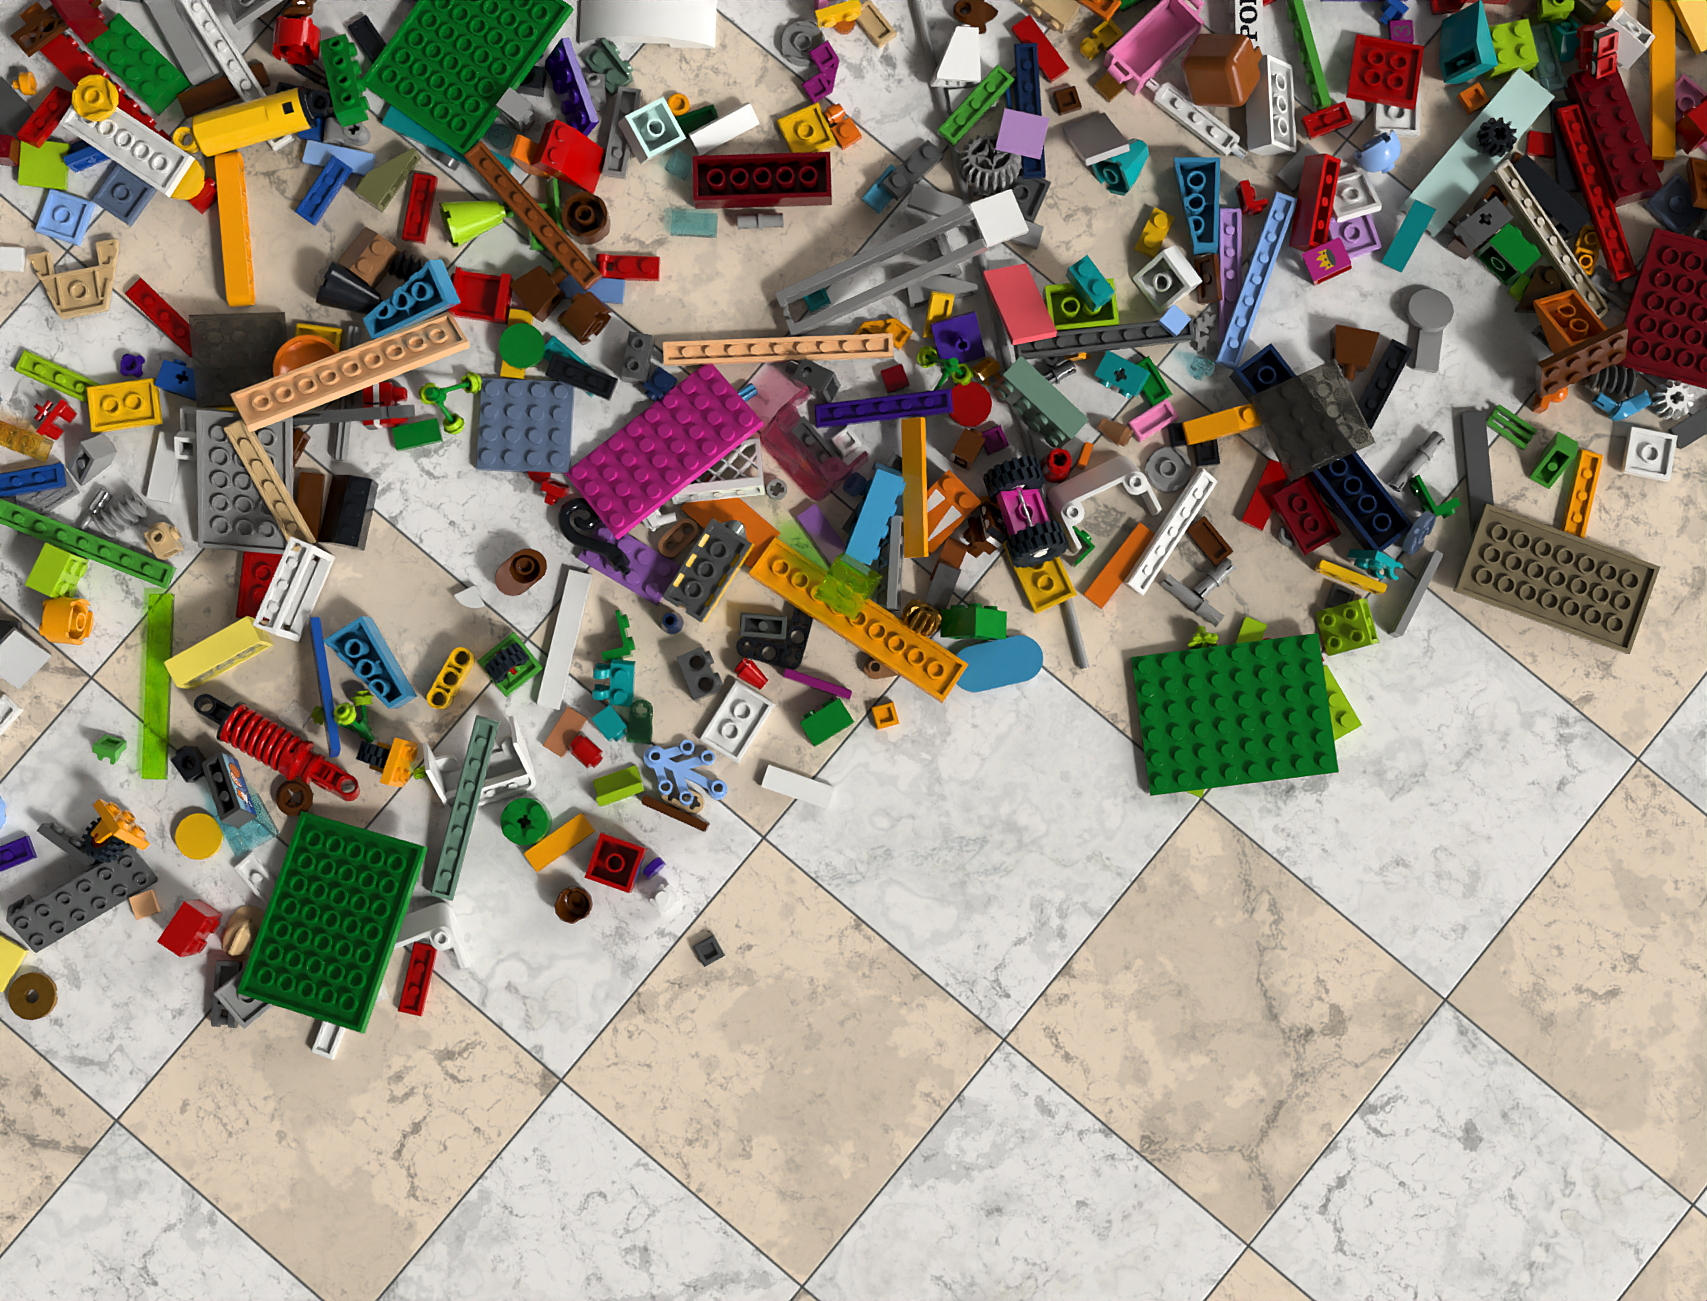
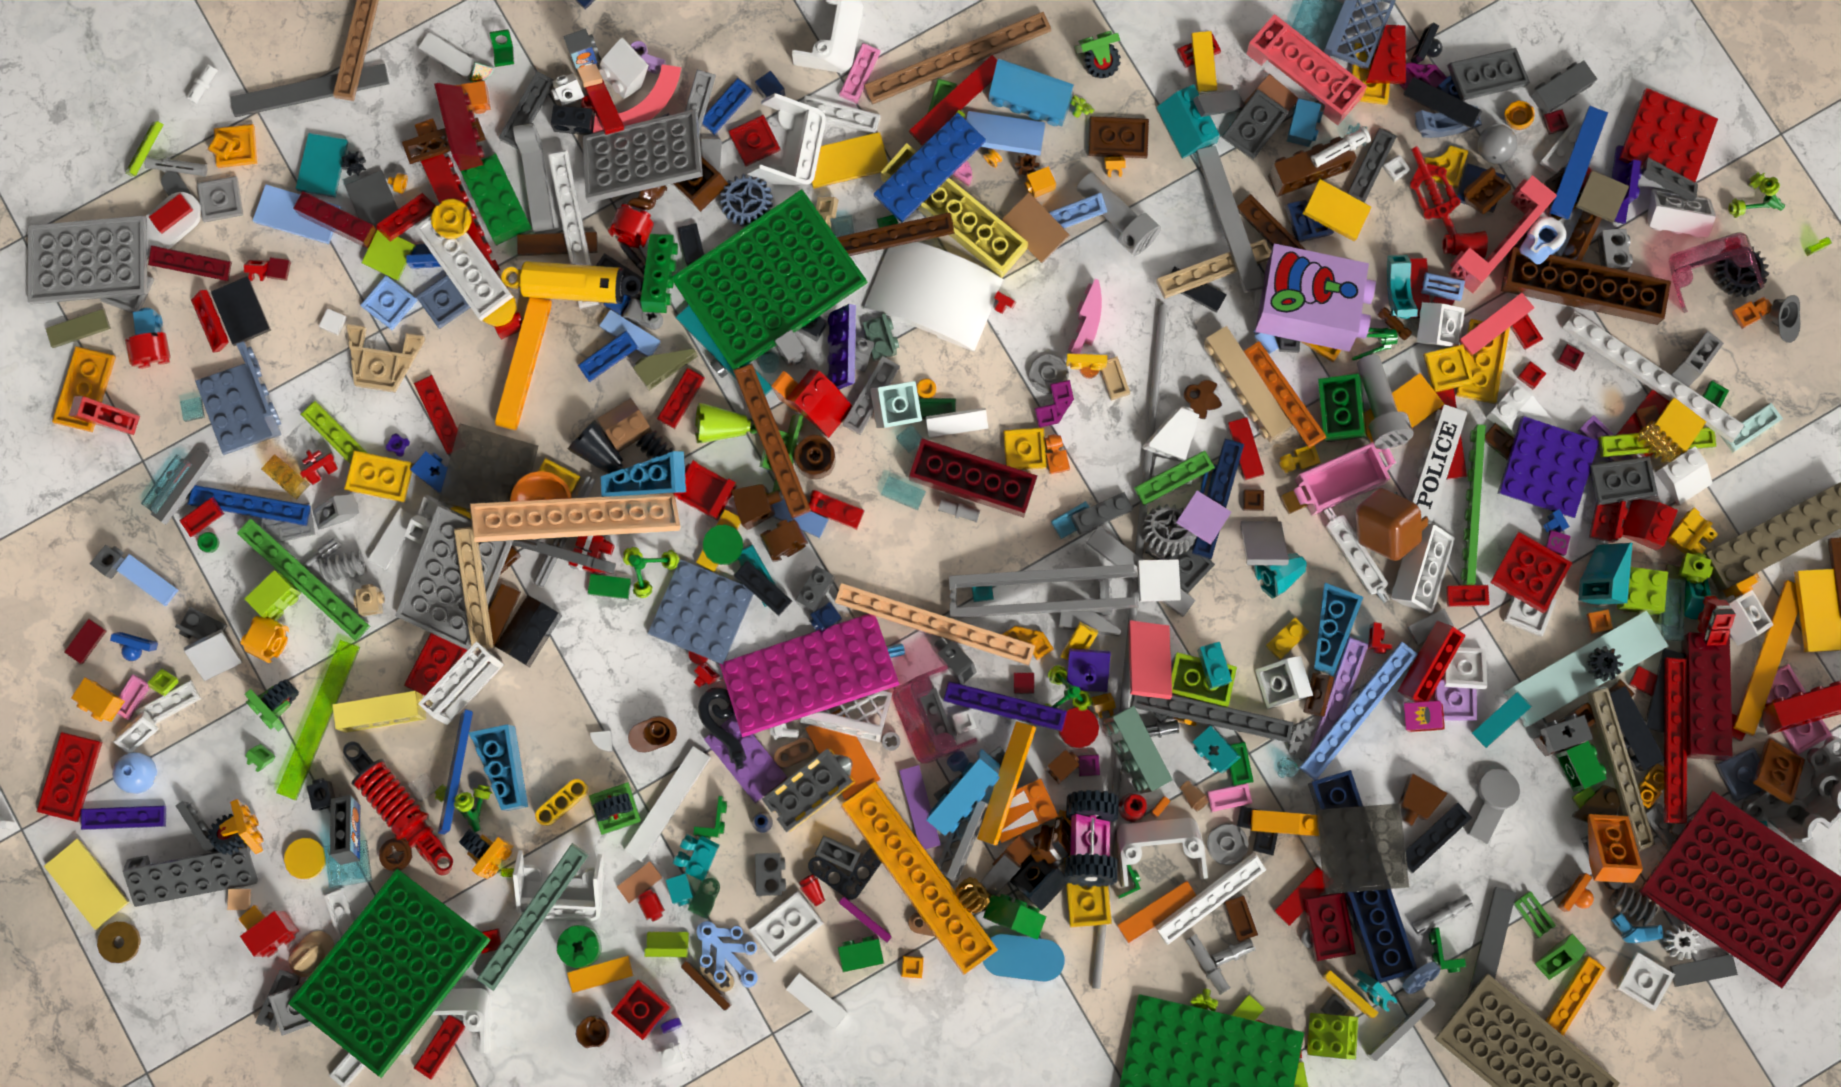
camera: 20 degrees right, 5 degrees down
(100, 685) = (273, 703): none -> plate
(164, 917) = (251, 917): none -> light orange tile
(434, 849) = (495, 940): none -> red tile
(848, 586) = (920, 847): clear neon green brick -> none
(985, 578) = (1039, 881): none -> black slope
(1174, 320) = (1276, 720): light blue tile -> none
(1379, 153) = (1501, 640): light blue cylinder -> none
(1581, 360) = (1609, 881): reddish brown plate -> none

